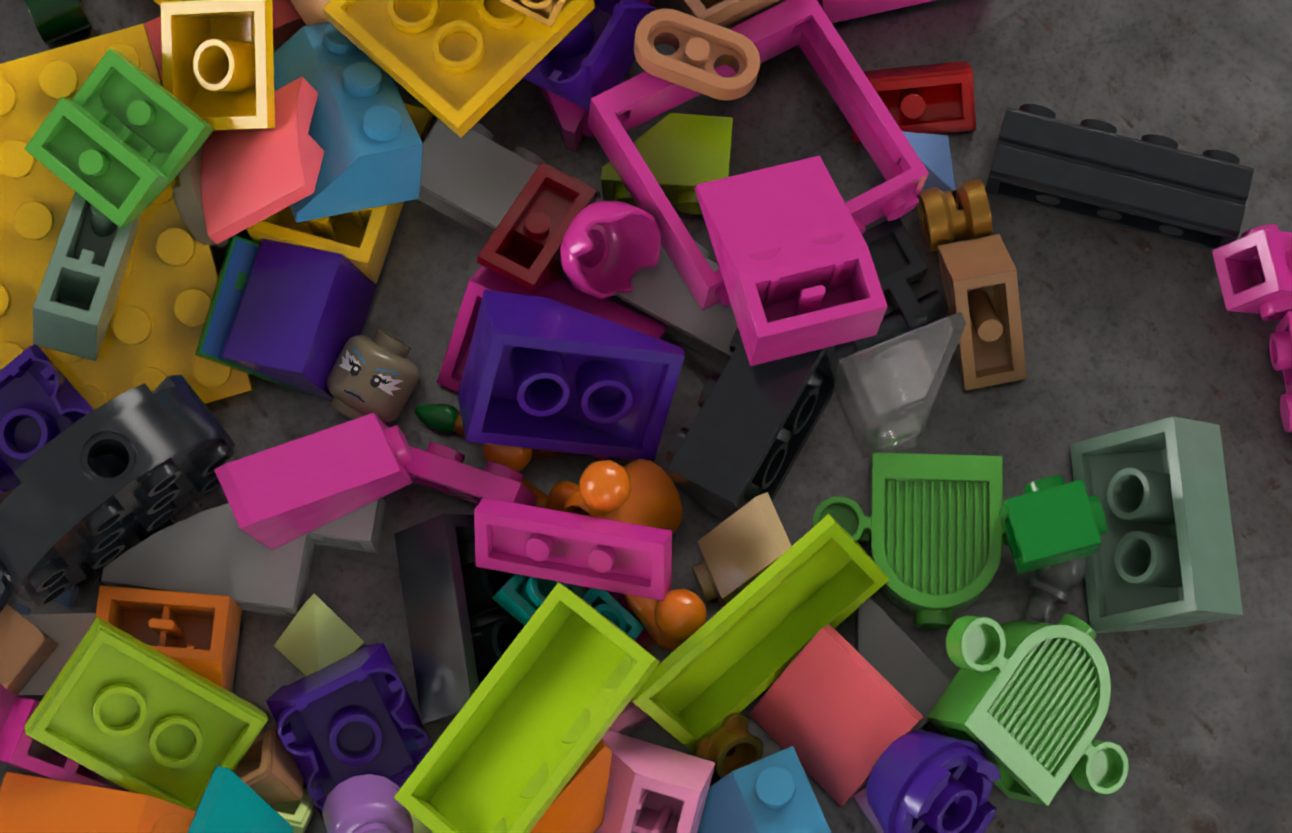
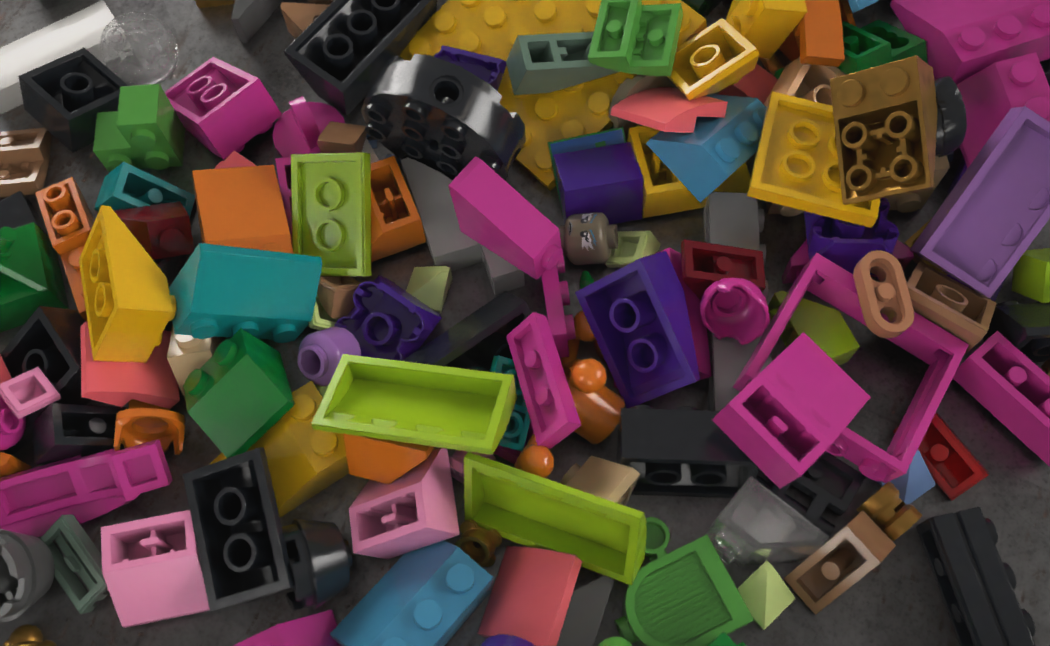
camera: 60 degrees right, 10 degrees down
(420, 322) = (631, 247): none -> yellowish green slope
(973, 424) = (765, 595): none -> yellowish green slope

